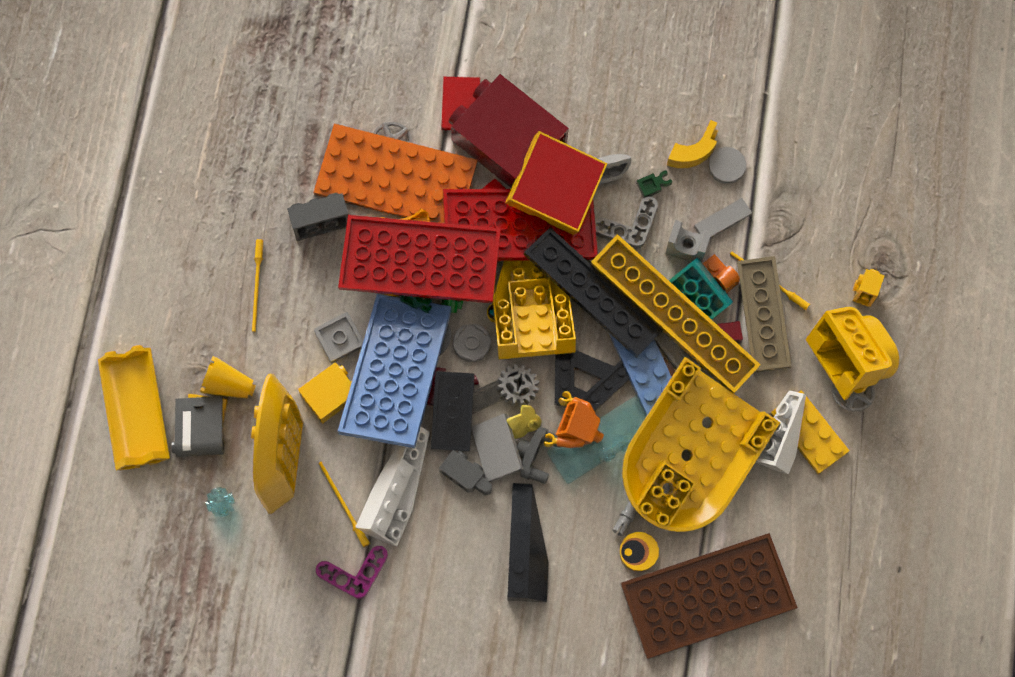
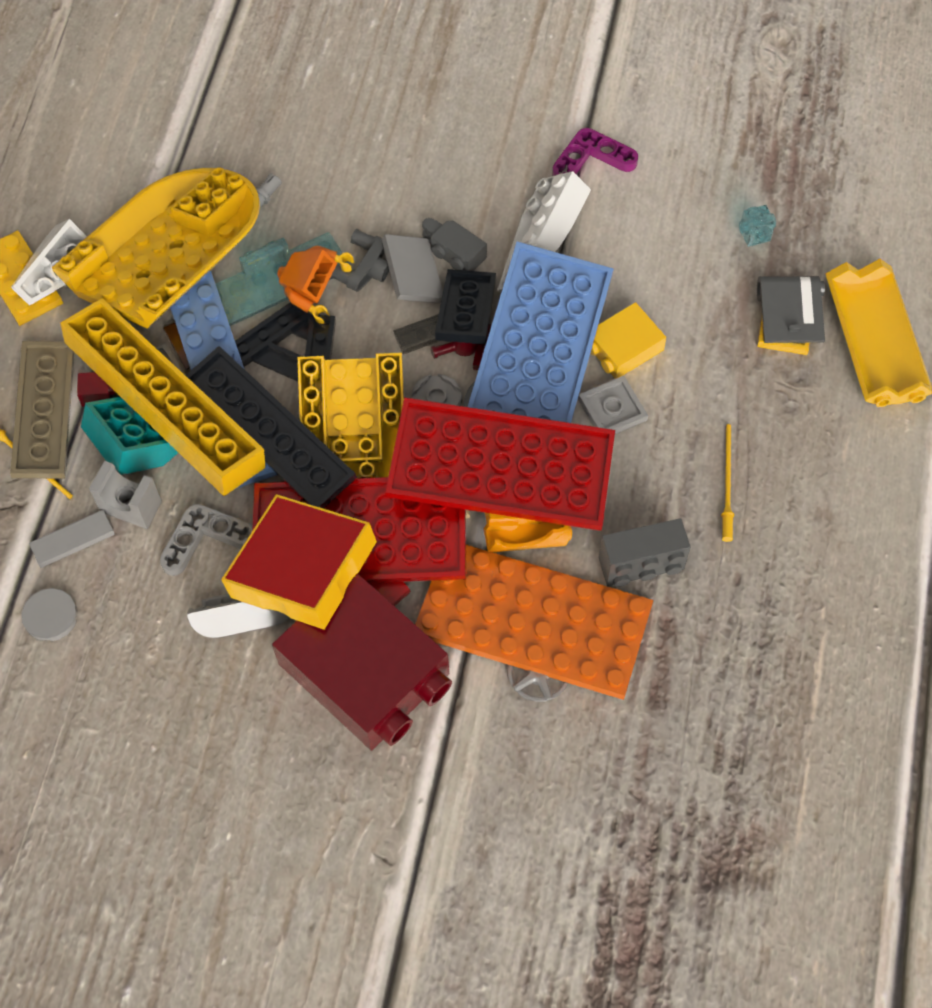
camera: 175 degrees left, 10 degrees down
(226, 381) = (761, 355): yellow cone -> none
(276, 445) = (688, 234): yellow piece -> none
(361, 535) = (590, 202): yellow piece -> none
(456, 92) = (434, 734): red tile -> none
(525, 387) = (378, 335): light grey gear -> none
(525, 422) = (368, 297): light yellow plate -> none
(527, 549) = (386, 166): black wedge -> none
(639, 551) = (253, 161): tile -> none
(652, 185) = (164, 588): dark green plate -> none
(693, 155) = (90, 628): yellow arch -> none
(708, 596) = (178, 116): reddish brown plate -> none
(725, 276) = (85, 458): orange plate -> none

